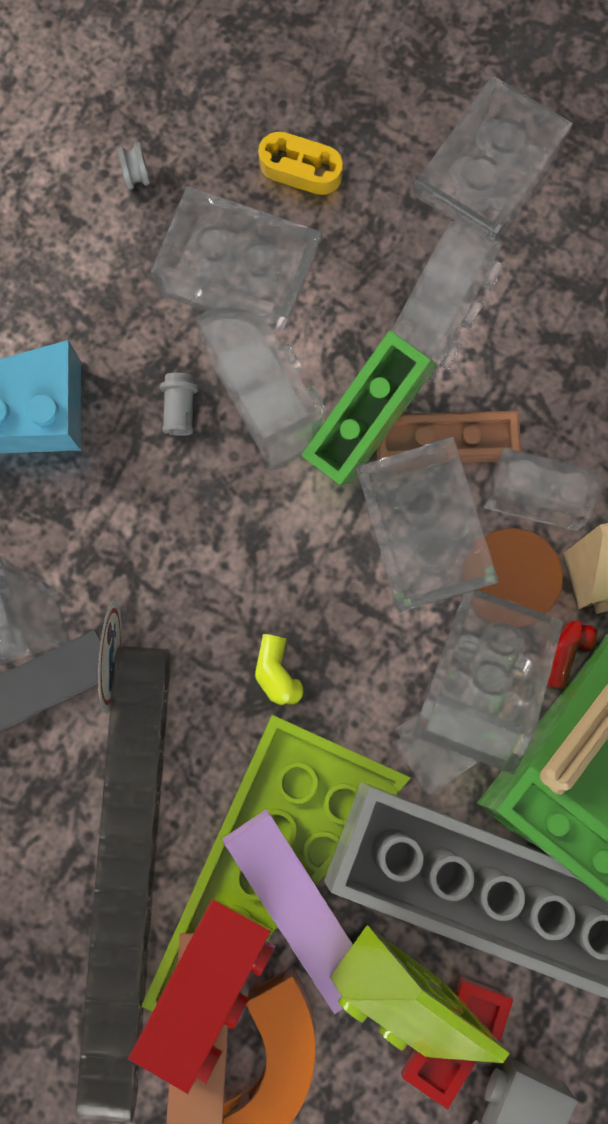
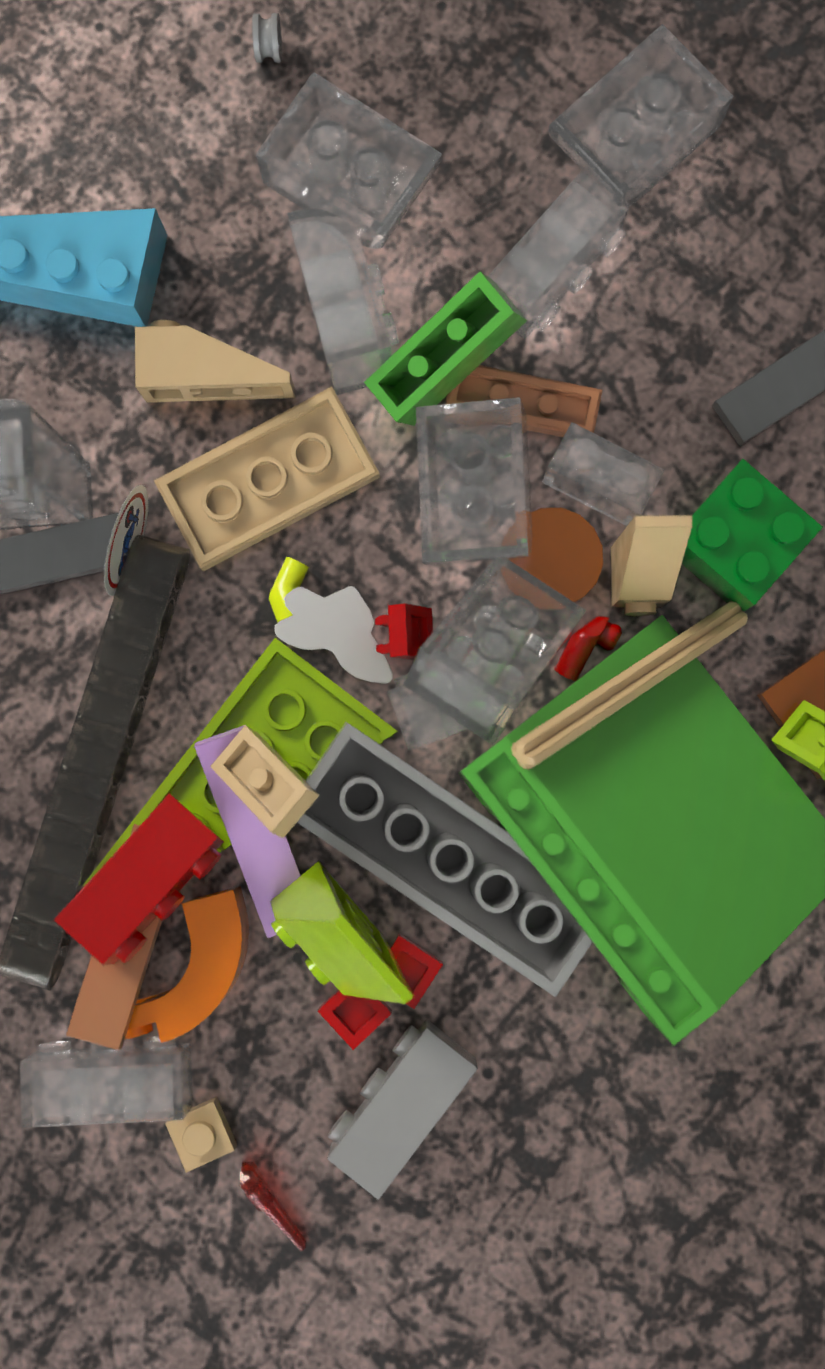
camera: 15 degrees right, 5 degrees up
(135, 475) = (188, 365): none -> tan slope
(178, 403) = (255, 302): light grey pin -> none
(226, 565) = (267, 479): none -> tan tile
(301, 162) = (446, 70): yellow beam -> none
(304, 865) = (264, 781): none -> tan plate
(327, 688) = (338, 625): none -> white sticker
(397, 678) = (408, 630): none -> red tile

